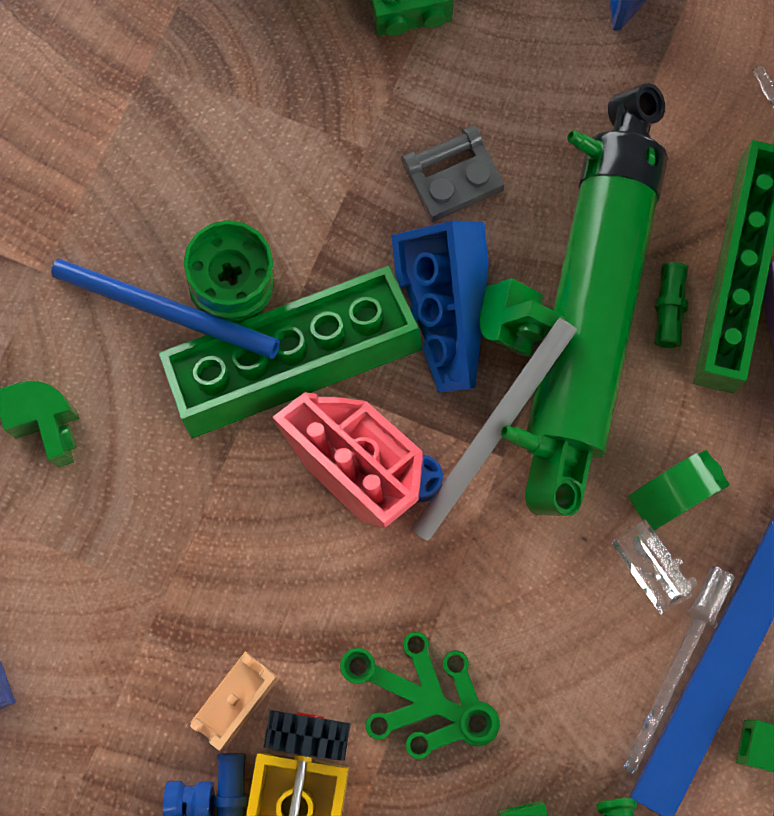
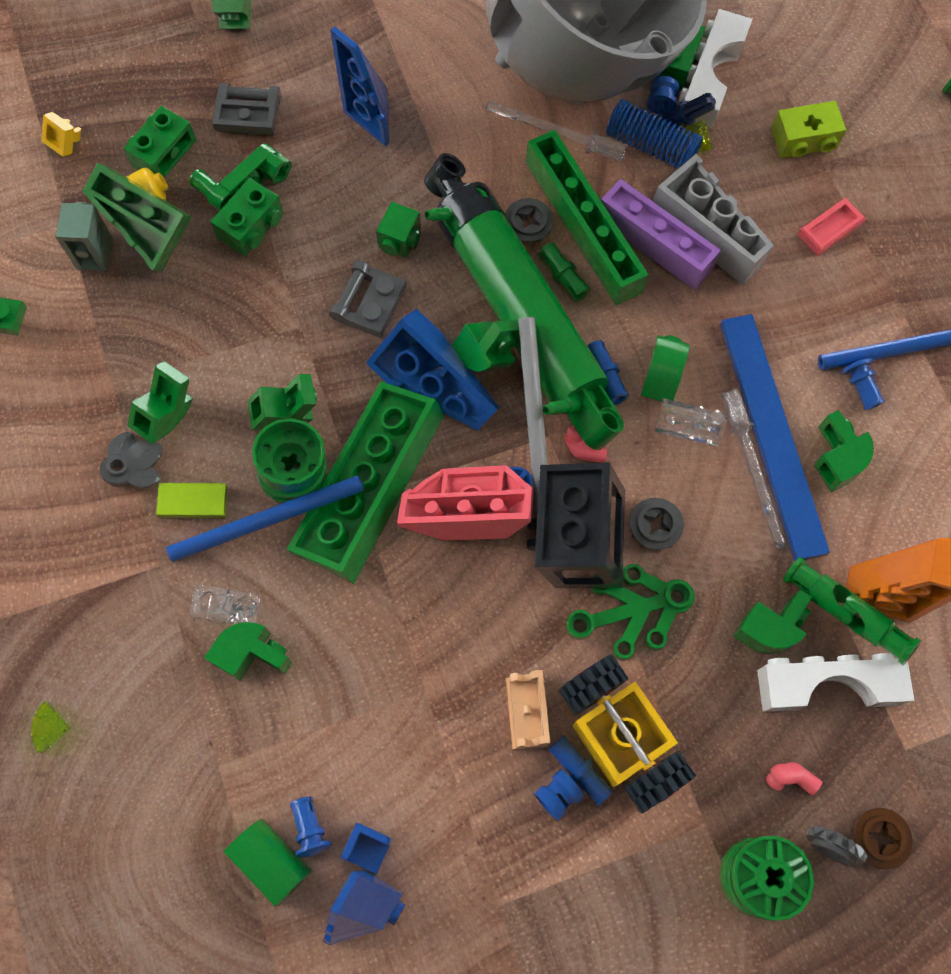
camera: 45 degrees left, 5 degrees down
(56, 357) = (223, 605): none -> clear leg
(104, 152) = (136, 460): none -> dark grey plate
(119, 234) = (192, 500): none -> lime tile
(167, 123) = (163, 406): none -> green brick
(274, 213) = (276, 403): none -> green brick
(430, 565) = (576, 524): none -> black piece
(517, 502) = (581, 450): none -> coral arm
(533, 617) = (671, 521): none -> dark grey gear
(542, 128) = (399, 230): none -> green brick
(619, 443) = (615, 387): none -> blue pin
(690, 207) = (524, 210): none -> dark grey gear

